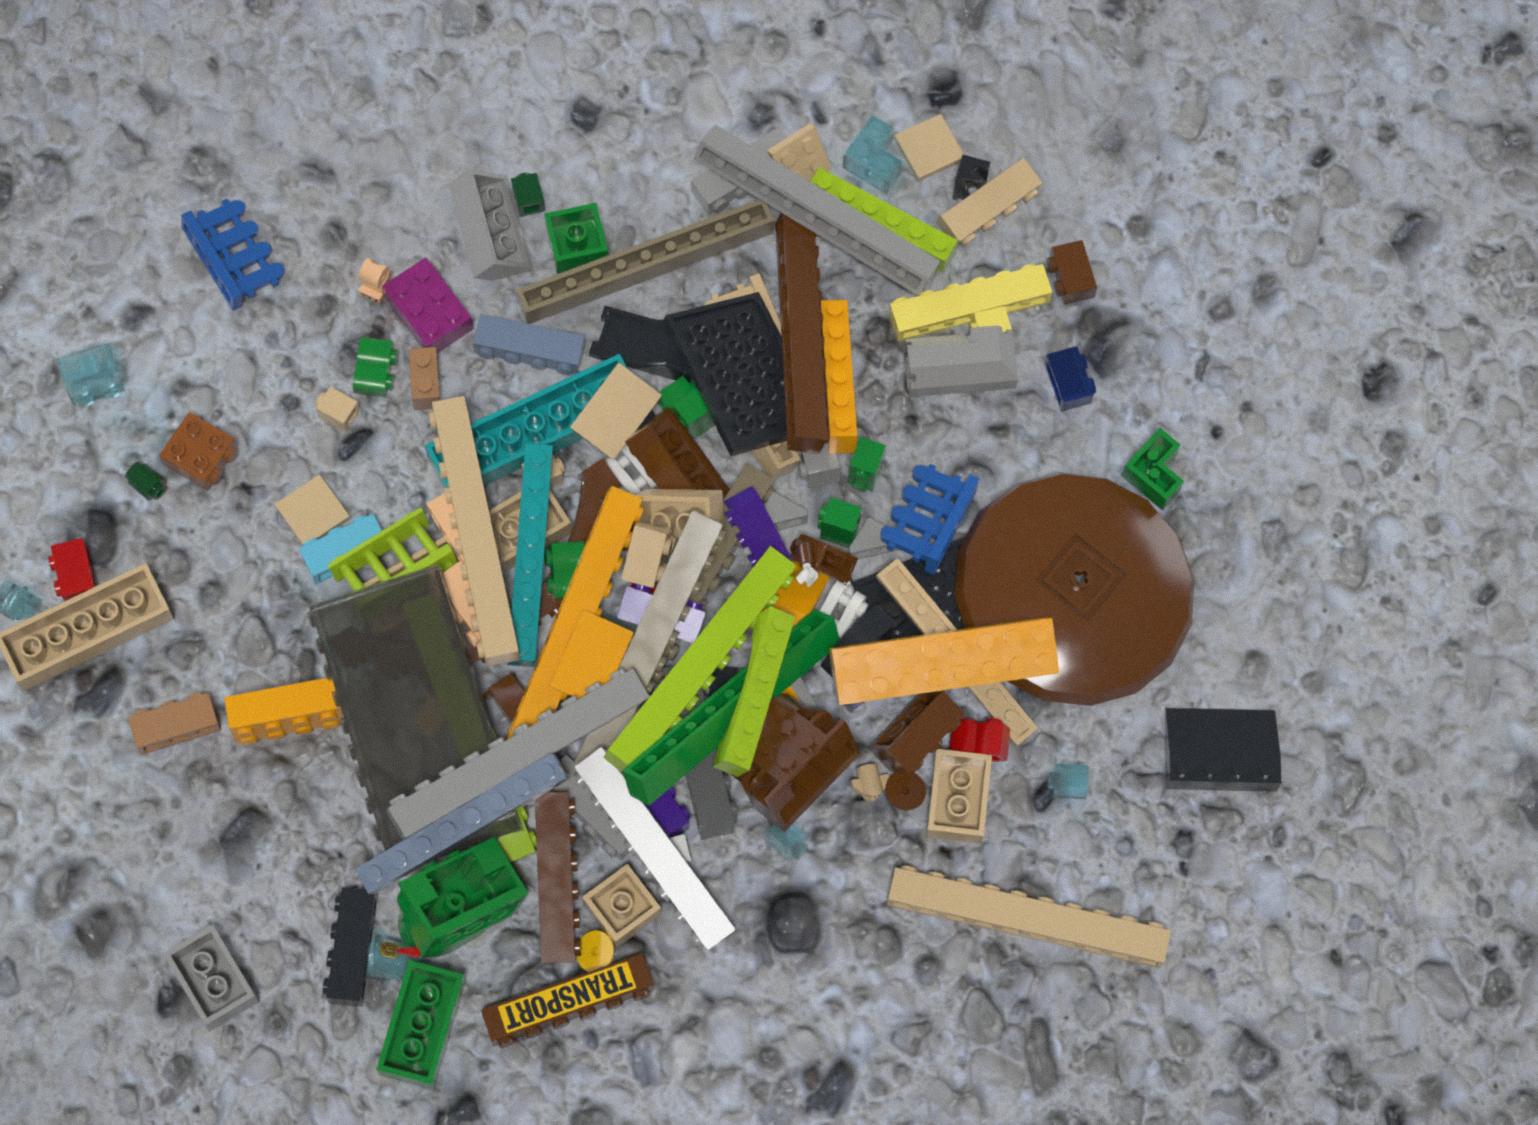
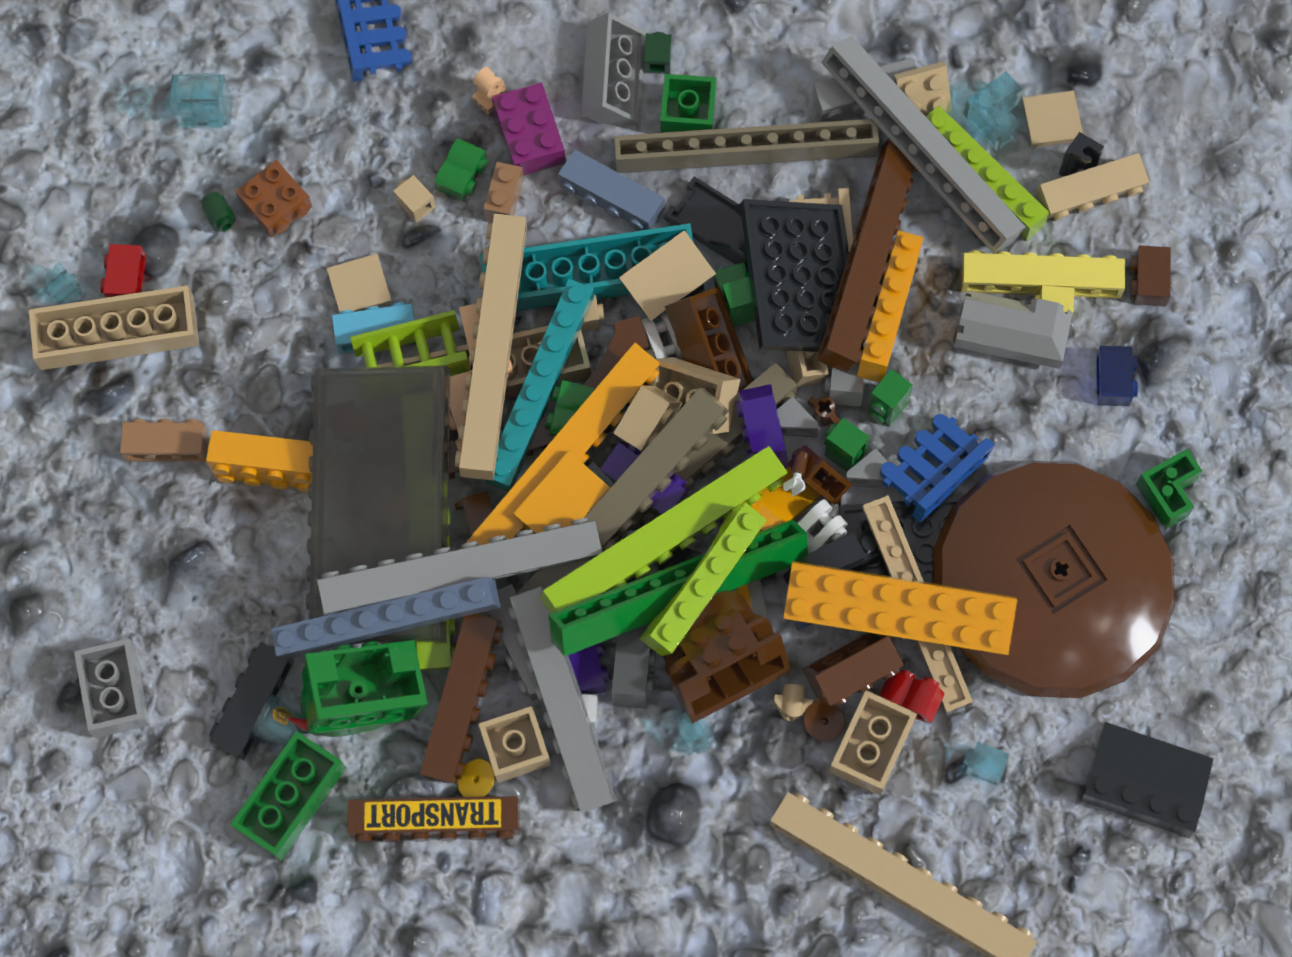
camera: 25 degrees right, 0 degrees up
(807, 496) = (823, 411): none -> reddish brown piece

